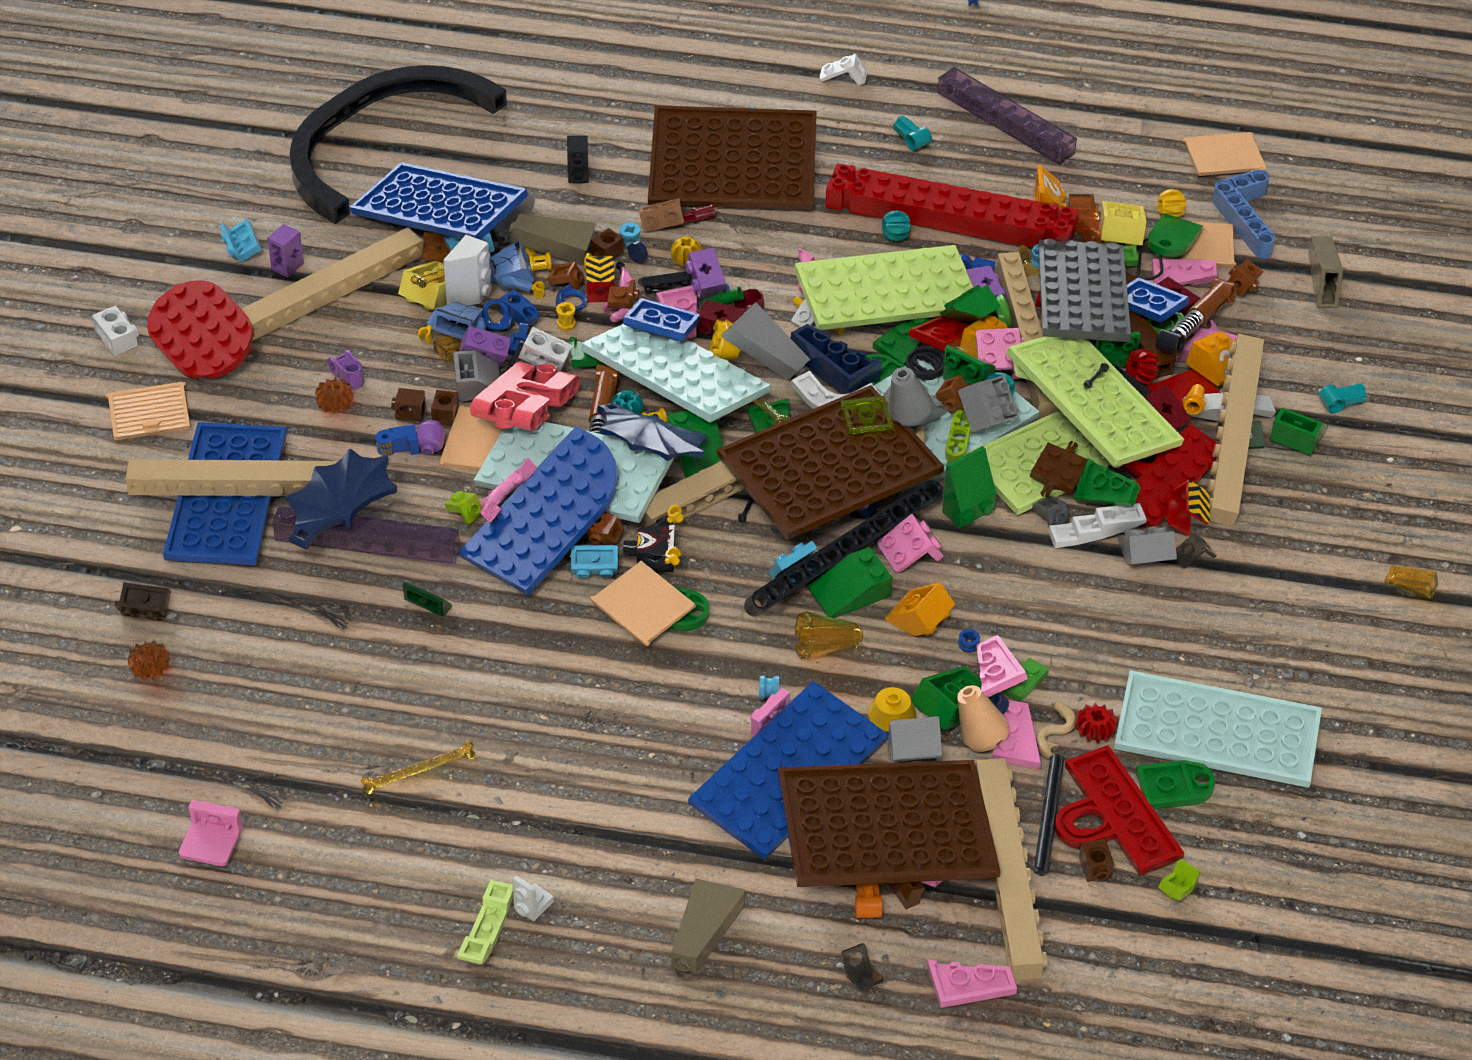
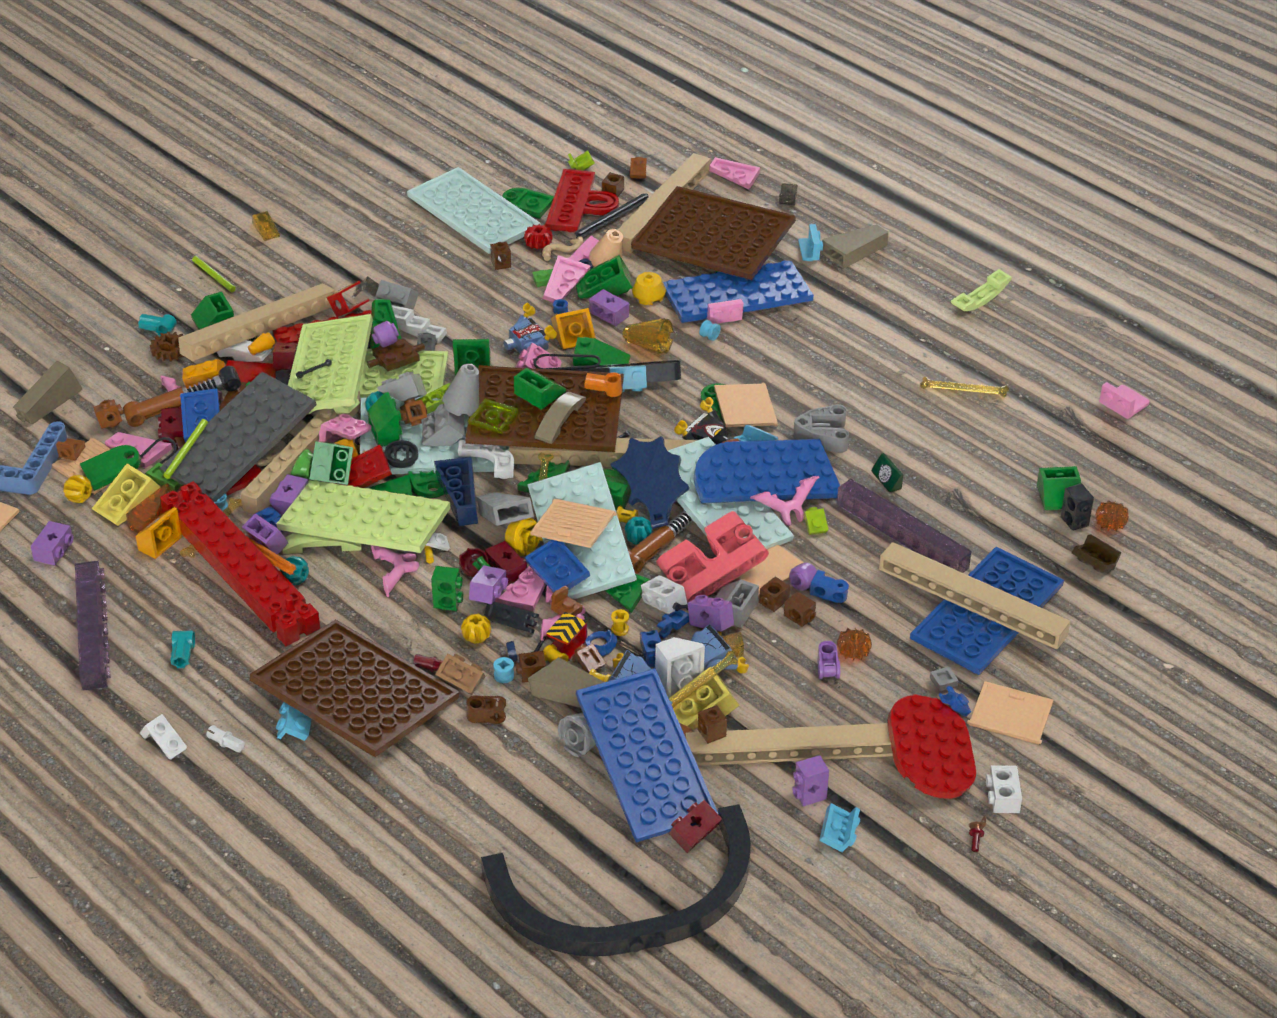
camera: 145 degrees left, 5 degrees down
(122, 291) = (976, 833): none -> dark red piece
(188, 634) = (1077, 507): none -> black brick
(201, 381) = (957, 701): none -> blue plate
(225, 663) = (1052, 485): none -> green slope
(228, 404) = (943, 678): none -> light grey plate
(338, 495) = (913, 535): dark blue animal -> none
(358, 181) = (690, 836): none -> dark red brick
(398, 240) = (712, 724): none -> reddish brown brick
(530, 899) = (944, 296): white bracket -> none
(546, 615) = (824, 424): none -> light grey connector
(577, 159) = (486, 746): black brick -> none
(613, 197) = (484, 709): none -> reddish brown piece
(680, 349) = (573, 523): none -> light nougat piece
(742, 261) = (446, 588): none -> green brick
(758, 888) = (811, 246): none -> medium azure bracket
(781, 496) = (610, 383): none -> orange piece
(794, 91) = (225, 739): none -> white axle
(801, 448) = (557, 415): none -> dark tan slope
(847, 451) = (536, 388): none -> green slope
(874, 543) = (568, 355): none -> black piece
(909, 659) = (609, 307): none -> medium lavender brick
(914, 740) = (658, 262): light grey slope -> none
(928, 217) = (275, 559): none -> orange axle
(955, 570) = (528, 331): none -> torso
(966, 234) = (265, 533): none -> medium lavender brick
(1082, 459) = (385, 334): none -> medium lavender head
(1100, 915) = (638, 167): none -> dark orange bracket
(1105, 666) = (500, 255): none -> reddish brown brick
(1112, 253) = (185, 449): none -> lime bar
(1127, 156) = (52, 543): none -> medium lavender brick
(1231, 236) = (70, 448): none -> dark orange bracket
(1294, 377) = (166, 346): none -> reddish brown gear
(1378, 490) = (214, 274): none -> lime bar

